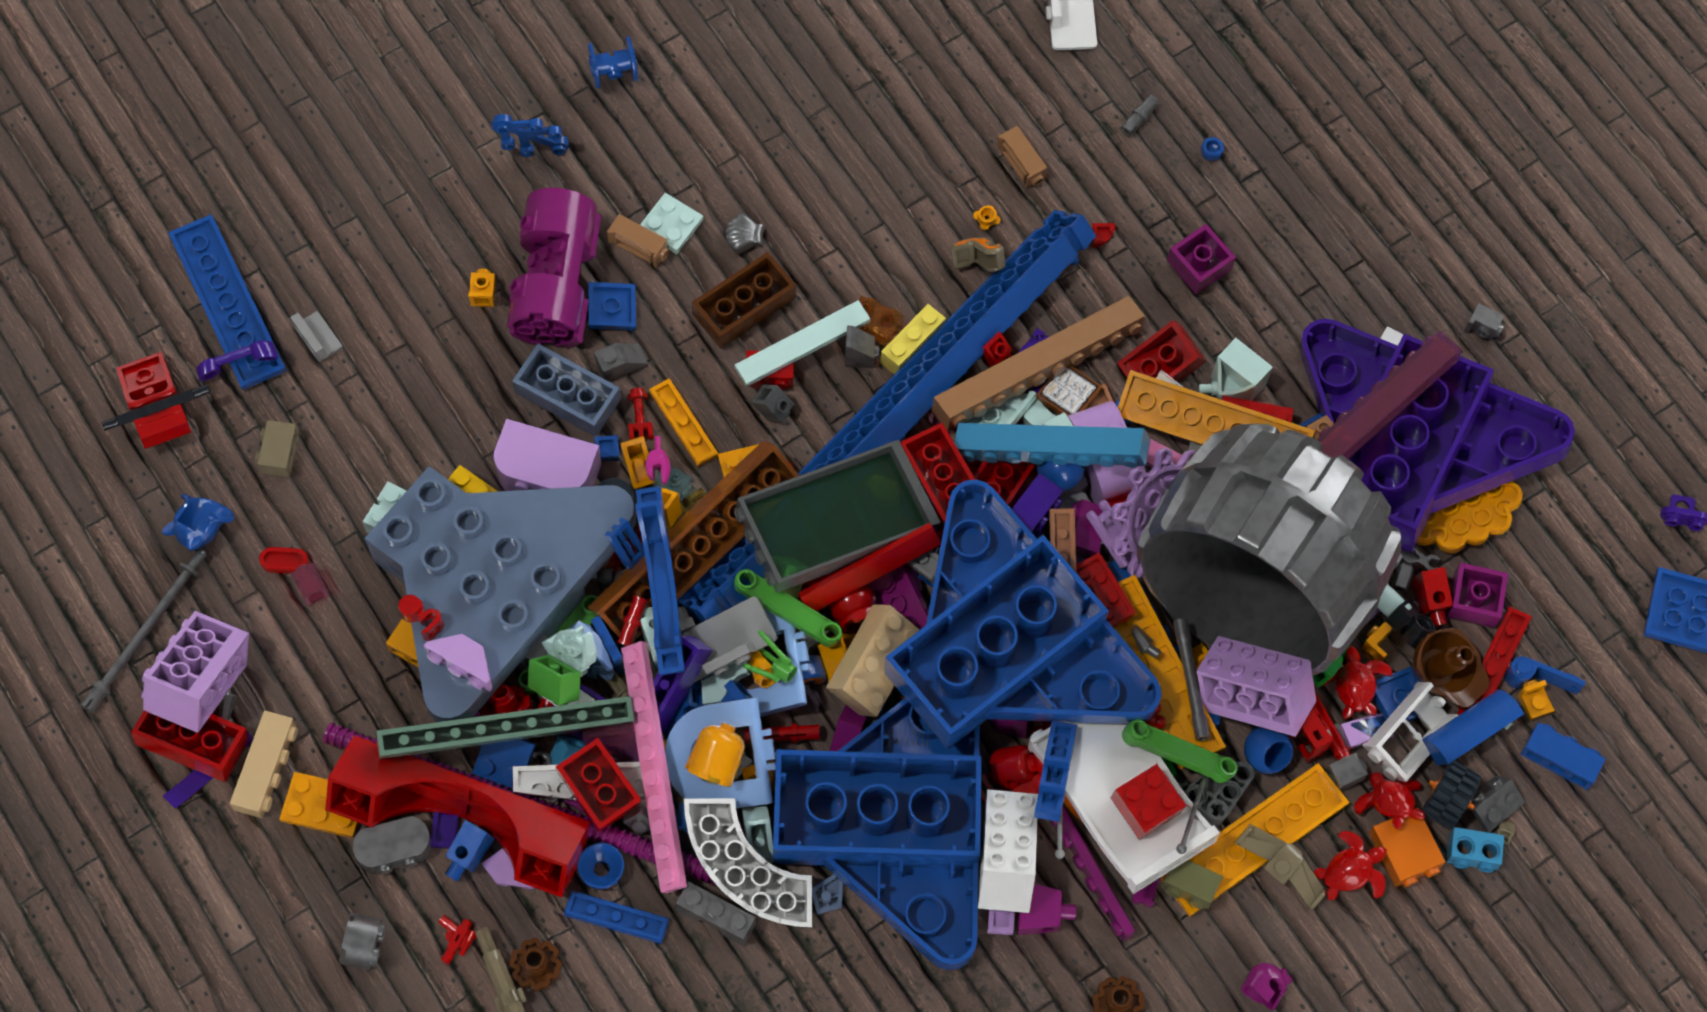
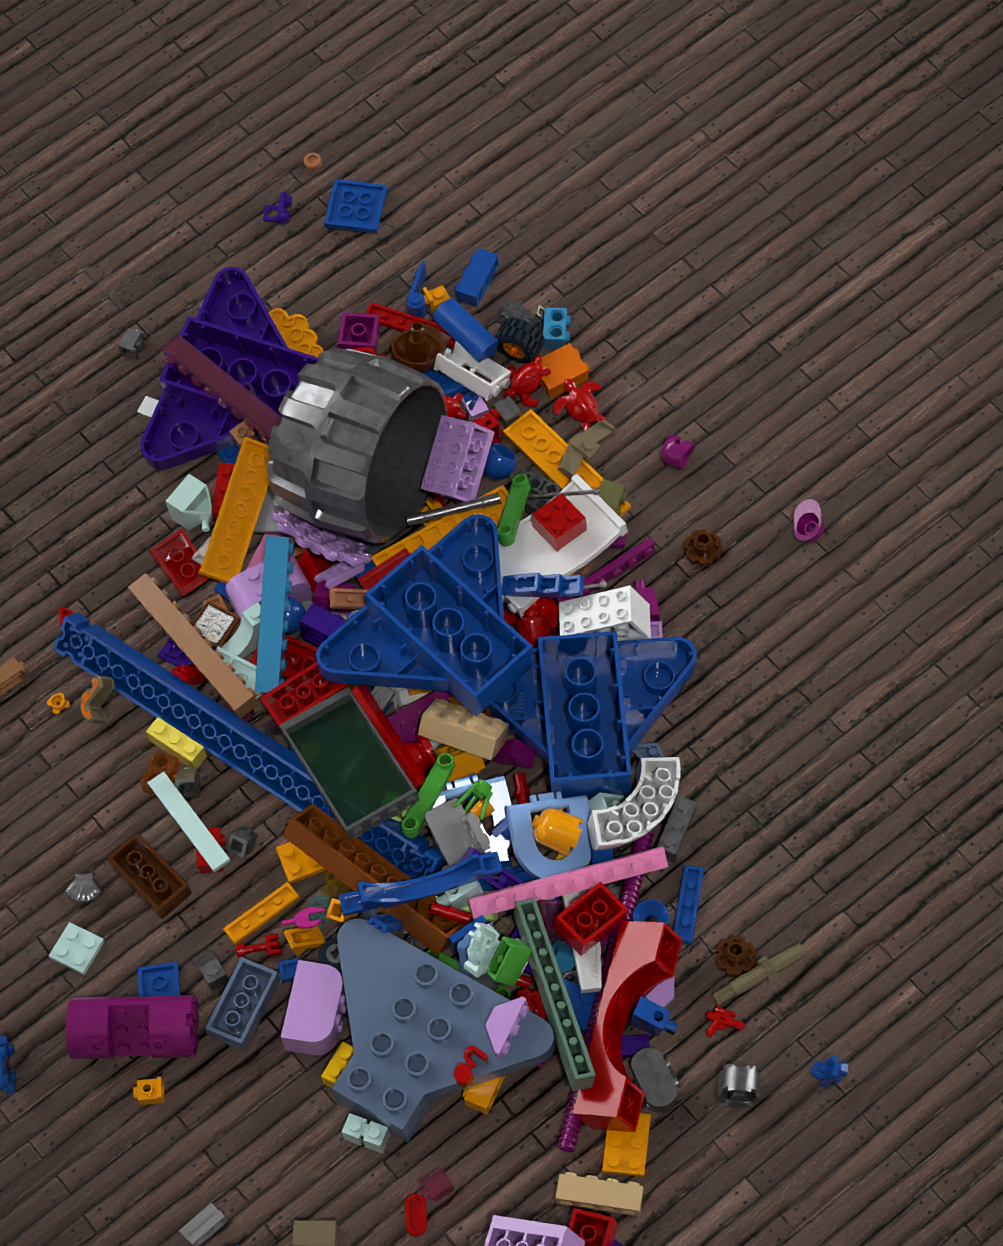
camera: 85 degrees left, 5 degrees down
(638, 240) = (96, 969): medium nougat window -> none
(1144, 642) = (429, 542): flat silver bar -> none
(1201, 258) = (90, 539): magenta brick -> none

